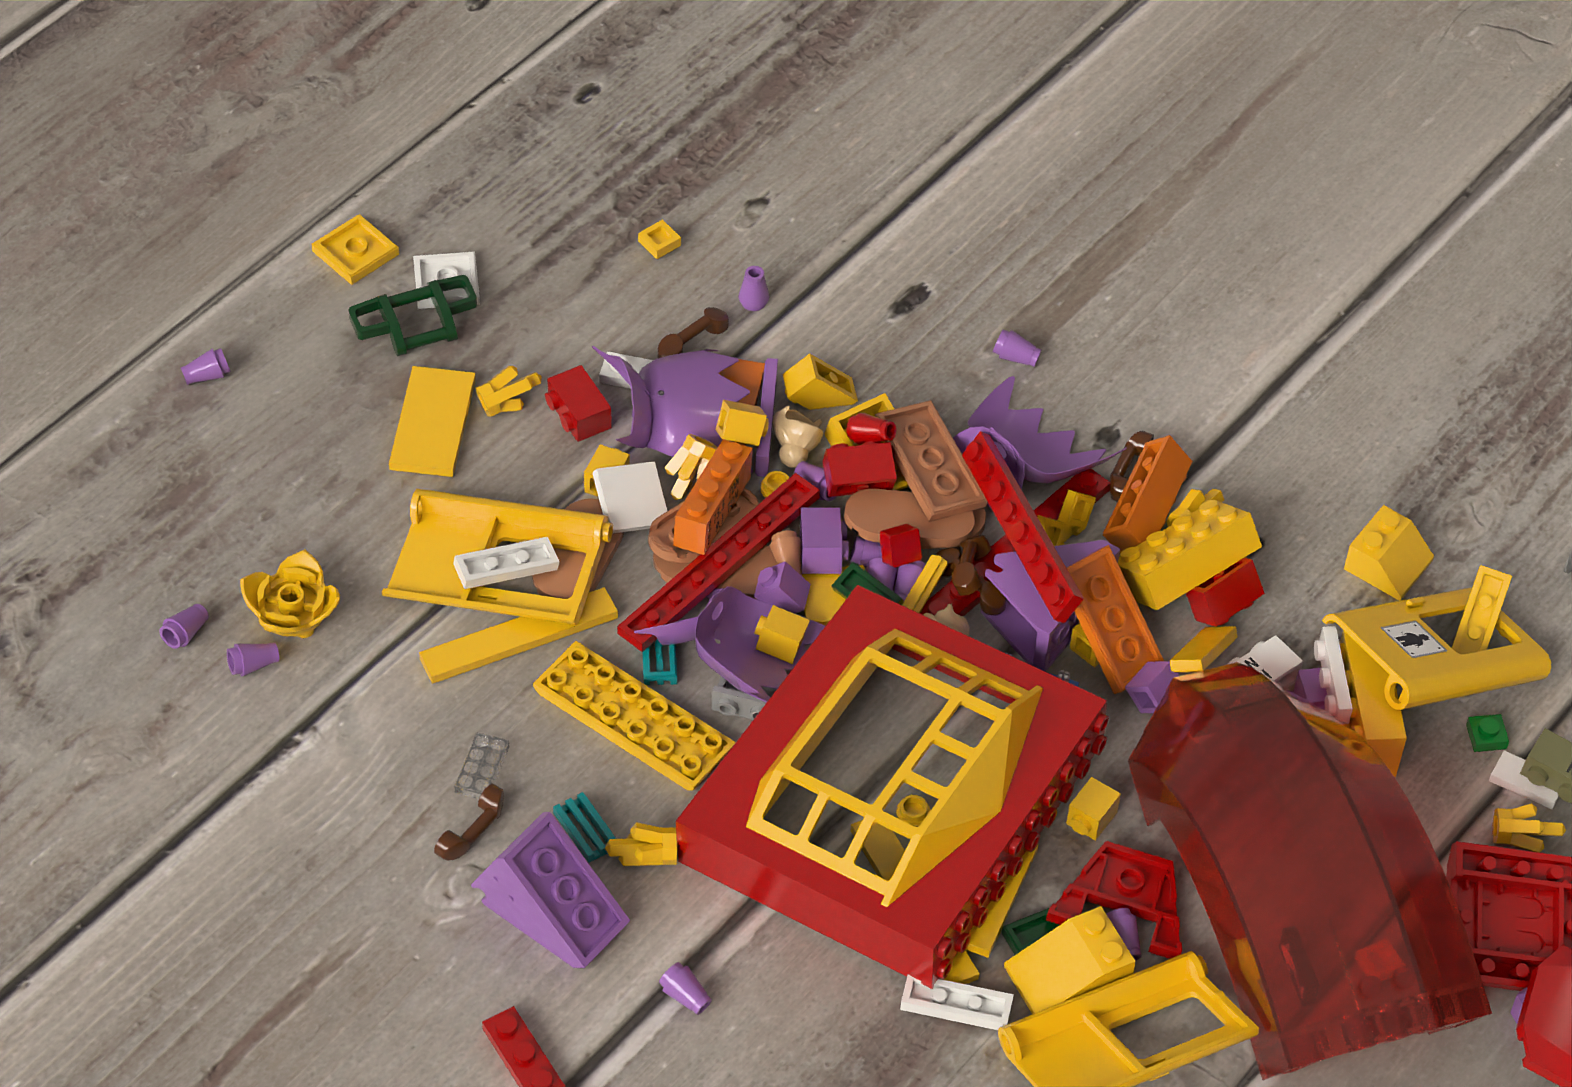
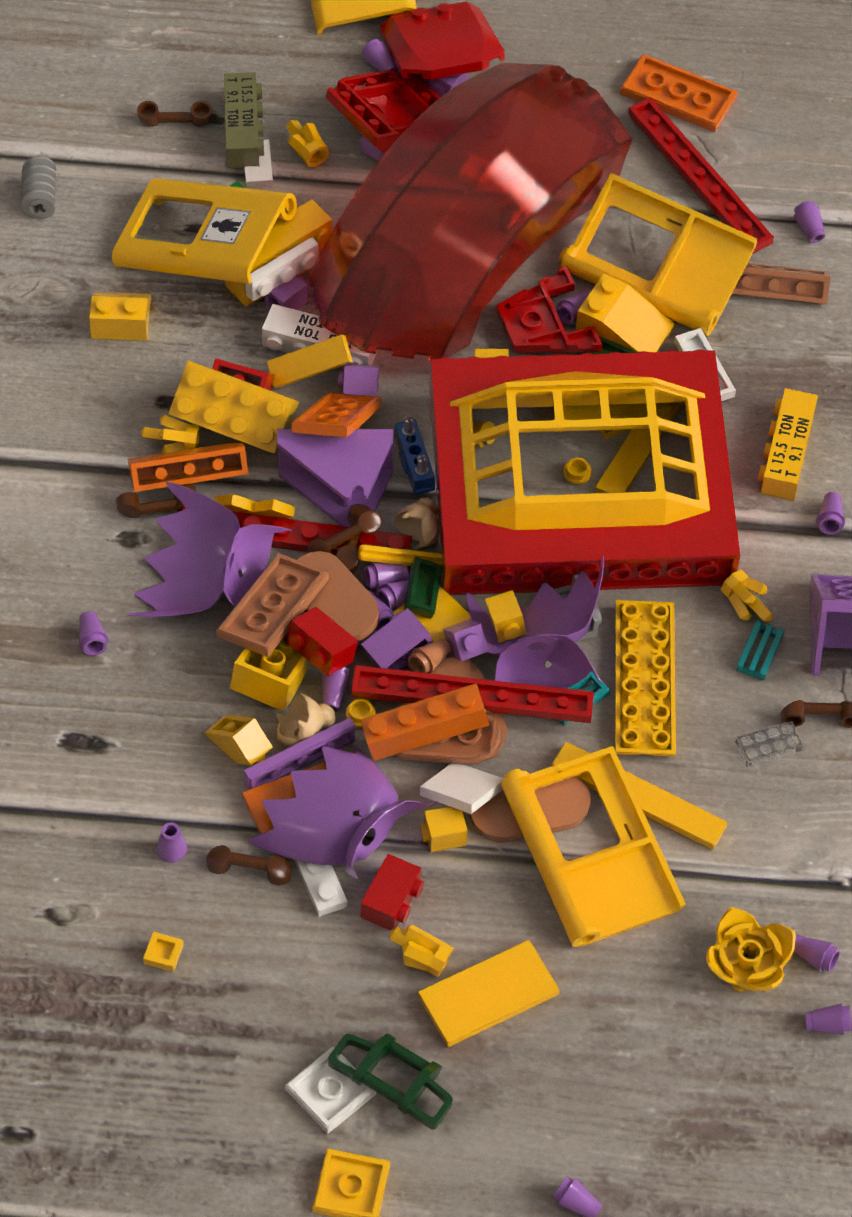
camera: 125 degrees left, 5 degrees up
(506, 562) = (597, 825): white plate -> none
(689, 461) = (397, 764): yellow rock -> none
(742, 423) = (344, 738): yellow brick -> none
(798, 1006) = (788, 445): none -> yellow brick
(870, 428) = (286, 642): red cone -> none
(900, 545) = (374, 575): red piece -> none
(1022, 527) = (312, 488): red plate -> none
(1481, 611) = (148, 226): yellow plate -> none

